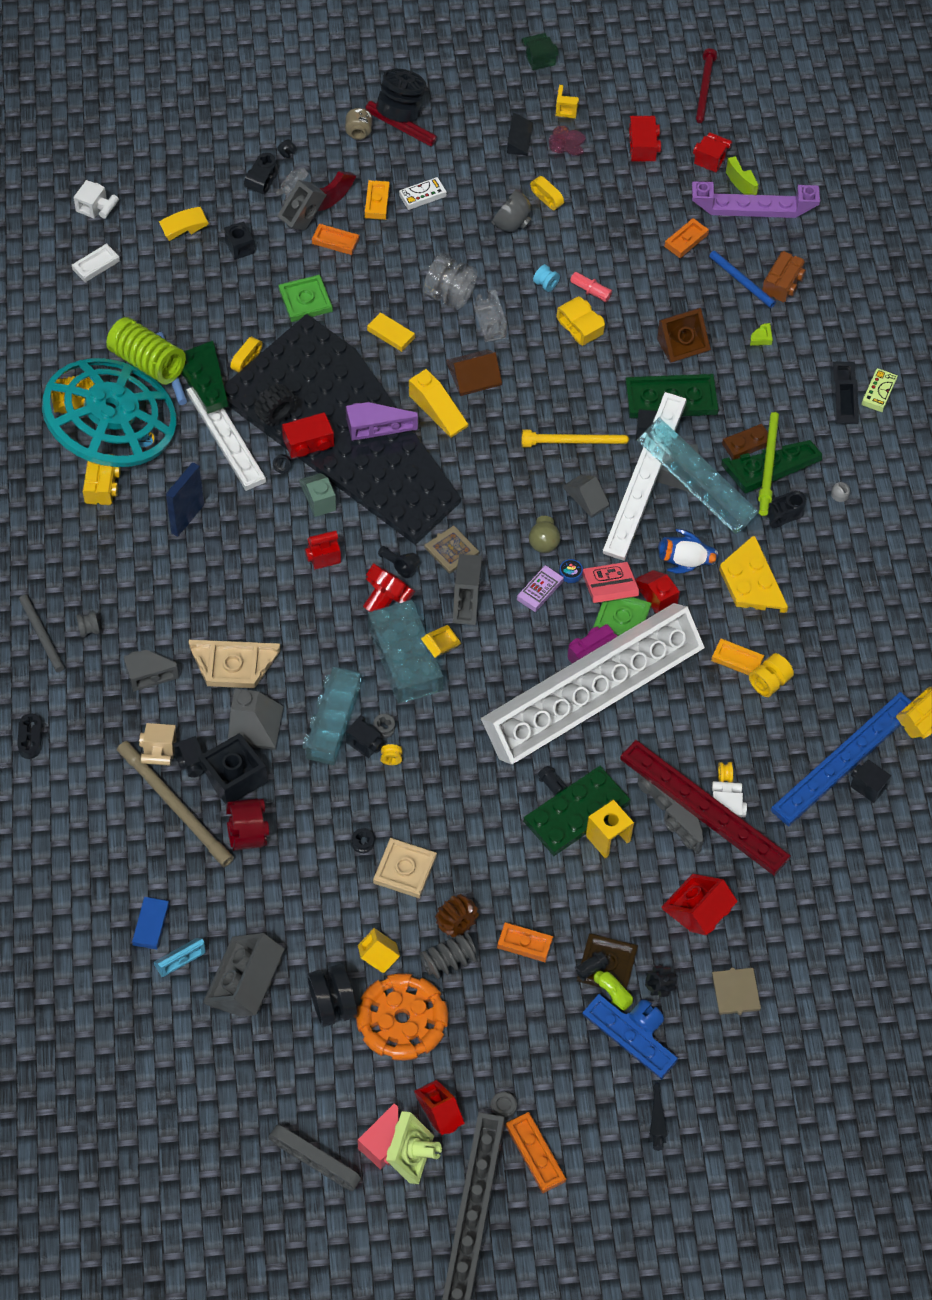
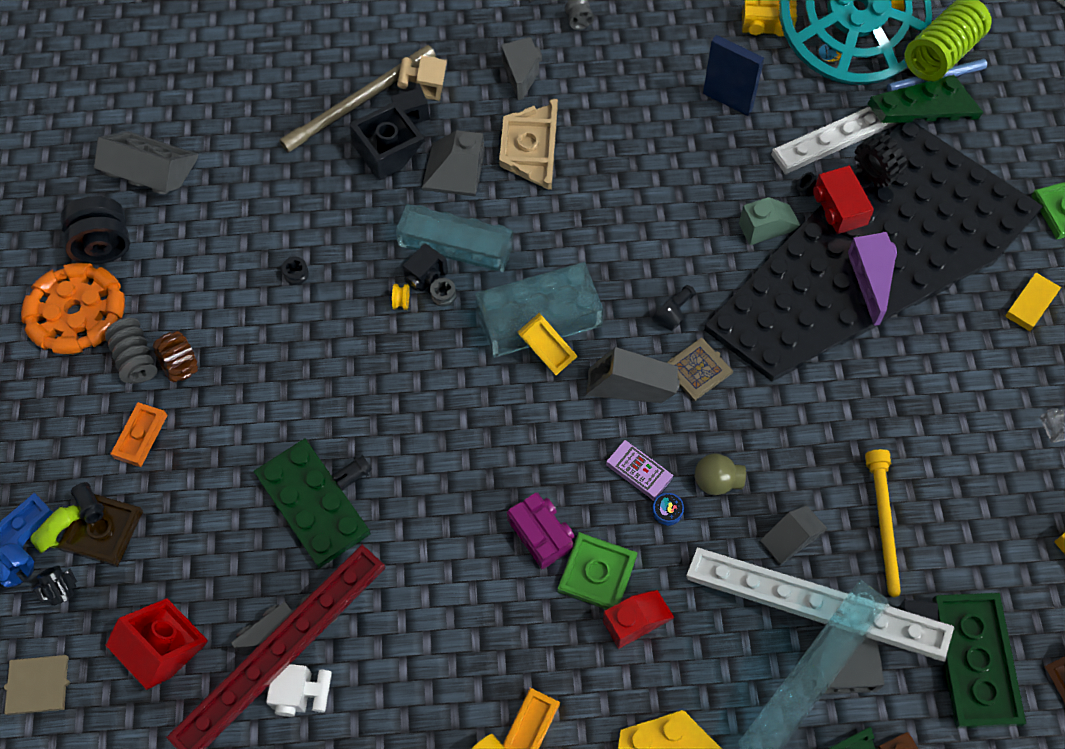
camera: 95 degrees right, 5 degrees up
(150, 923) = (223, 83): blue tile -> none
(180, 957) = (181, 107): medium azure slope -> none
(246, 354) = (968, 143): yellow beam -> none
(246, 824) = (315, 152): dark red brick -> none
(323, 550) = (683, 224): red brick -> none
(378, 950) = (153, 283): yellow panel -> none
(386, 589) = (621, 283): red piece -> none
(405, 868) = (257, 313): tan tile -> none
(436, 403) = (920, 350): yellow slope -> none
(475, 371) = (983, 398): reddish brown slope -> none
(592, 683) = (482, 525): white brick -> none
(601, 834) = (272, 542): yellow piece -> none
(610, 582) = (646, 555): coral tile -> none
(686, 552) = (696, 660): animal -> none
(725, 772) = (345, 691): yellow bush -> none

